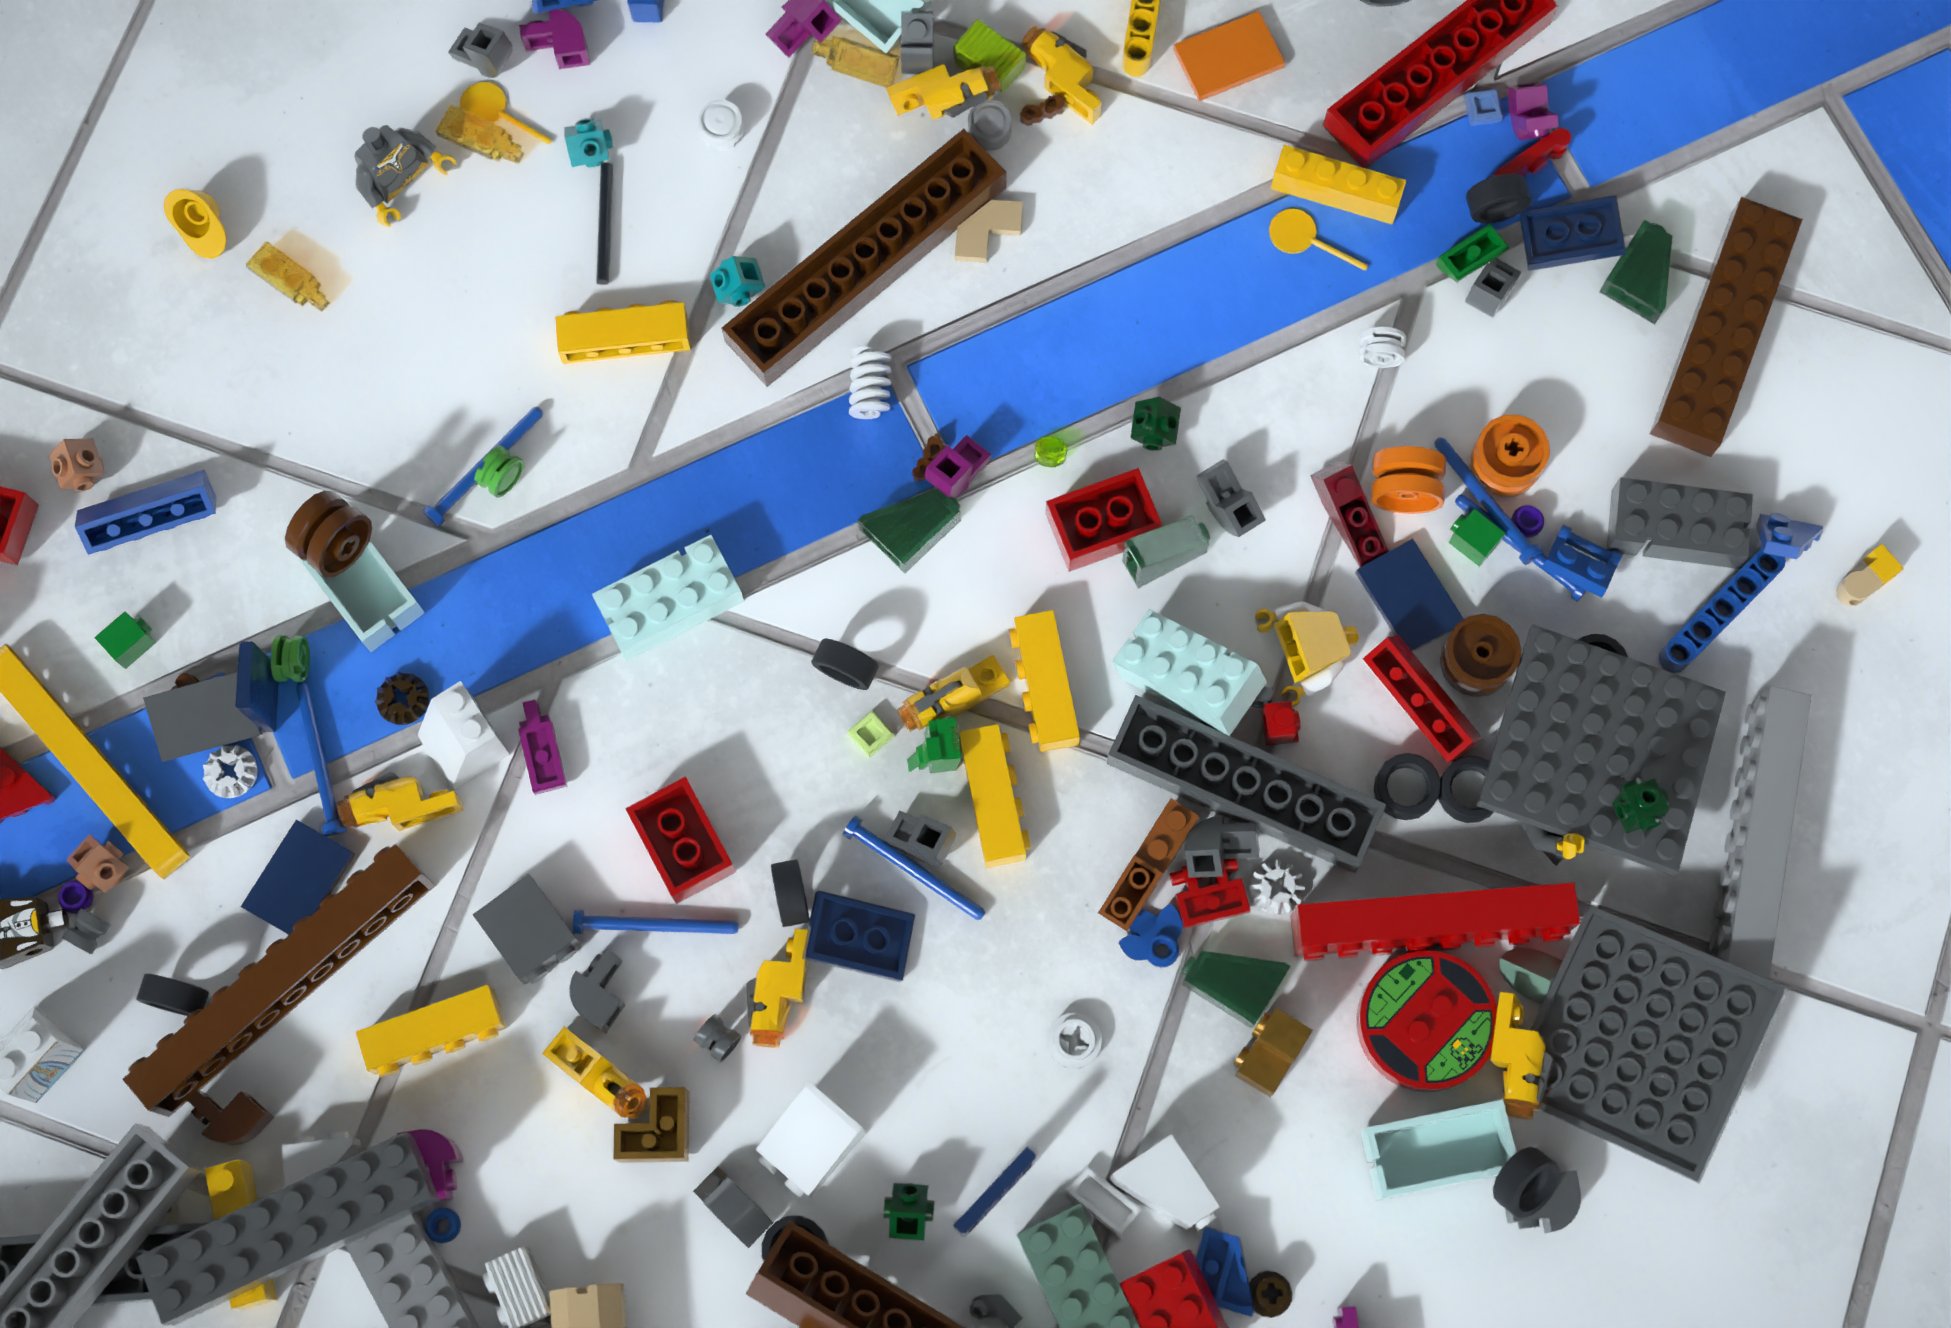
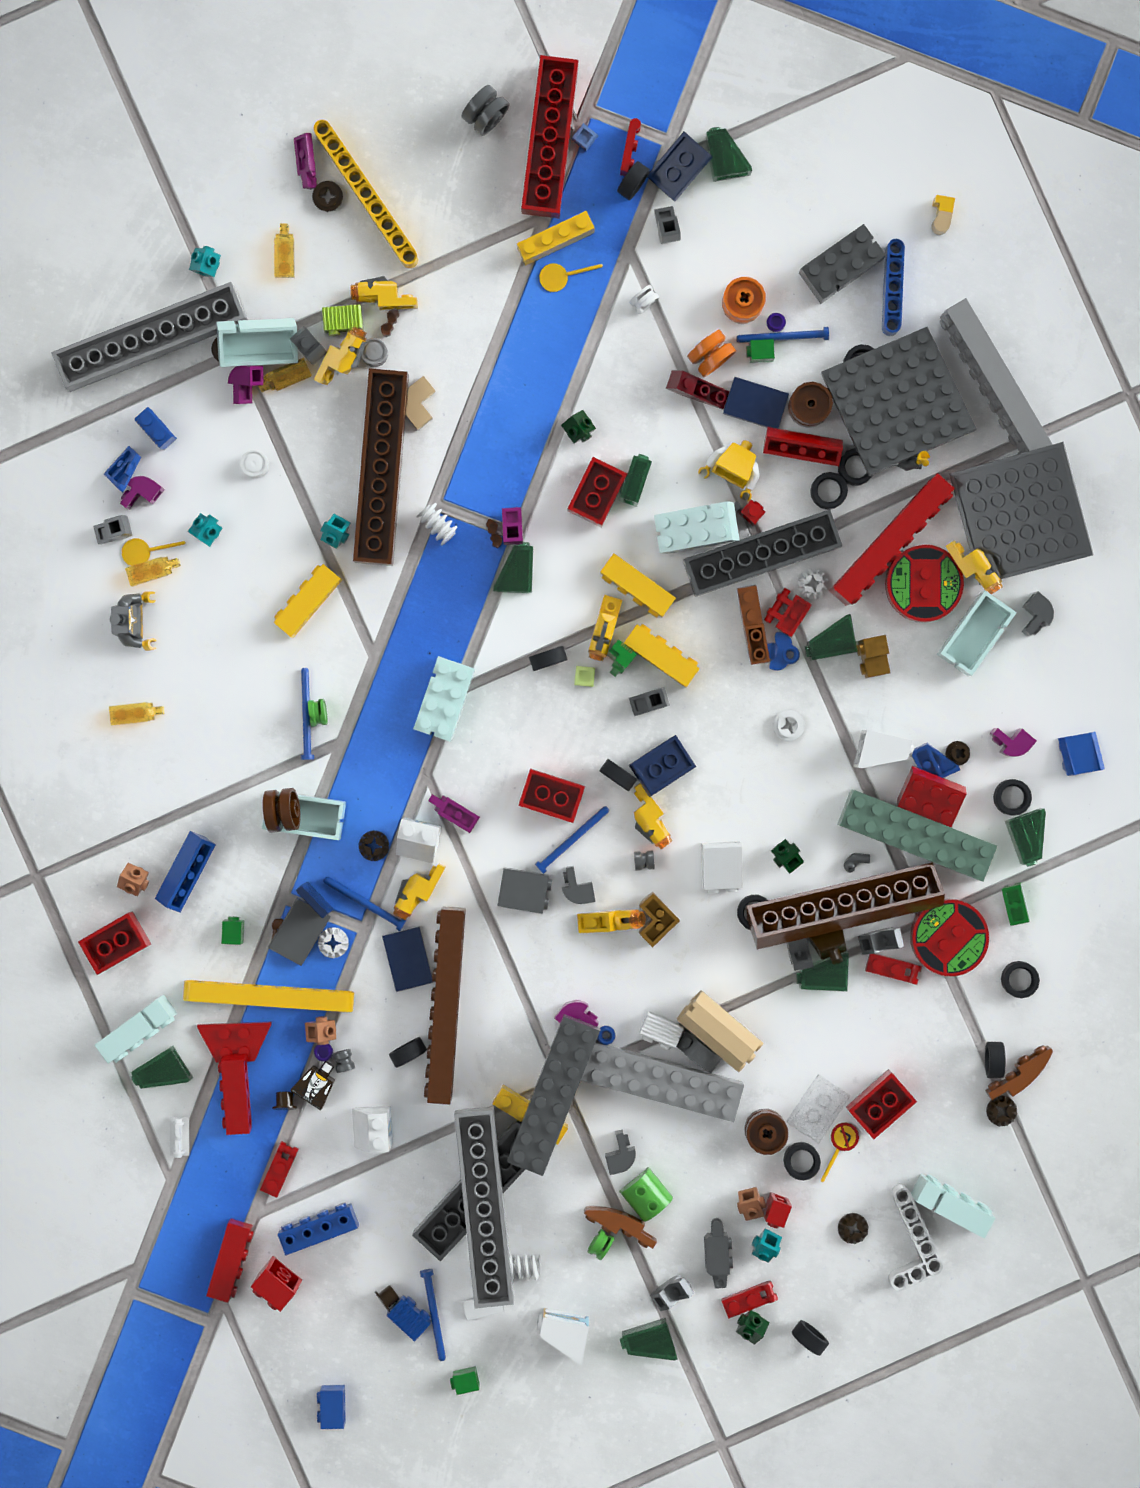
camera: 40 degrees left, 15 degrees up
(197, 221) = (69, 726): yellow piece -> none
(235, 1123) = (483, 1076): reddish brown brick -> none
(290, 658) = (311, 874): bright green wheel -> none
(311, 1156) = (531, 1060): white slope -> none
(431, 1030) = (525, 965): yellow brick -> none
(604, 224) = (248, 558): black bar -> none
(733, 1207) = (715, 920): dark grey brick -> none
(855, 829) = (656, 716): blue bar -> none
(995, 1192) = (815, 817): dark blue tile -> none
(1050, 451) = (544, 481): clear neon green tile -> none
(1103, 1201) = (859, 778): white tile -> none
(1214, 841) = (771, 590): dark grey brick -> none
(1228, 502) = (643, 433): dark grey brick -> none
(1229, 56) = (448, 217): orange tile -> none
(1472, 253) = (644, 217): green slope -> none
(1526, 1182) = (1024, 616): black tyre -> none
(1528, 552) = (751, 329): blue bar -> none
(1529, 972) = (948, 523): sand green brick -> none
(1530, 111) = (608, 121): magenta brick -> none
(1578, 567) = (815, 325): blue plate -> none
(1641, 805) = (936, 421): dark green brick -> none
(1726, 327) = (784, 149): reddish brown brick -> none
(1786, 536) = (892, 228): blue wing -> none

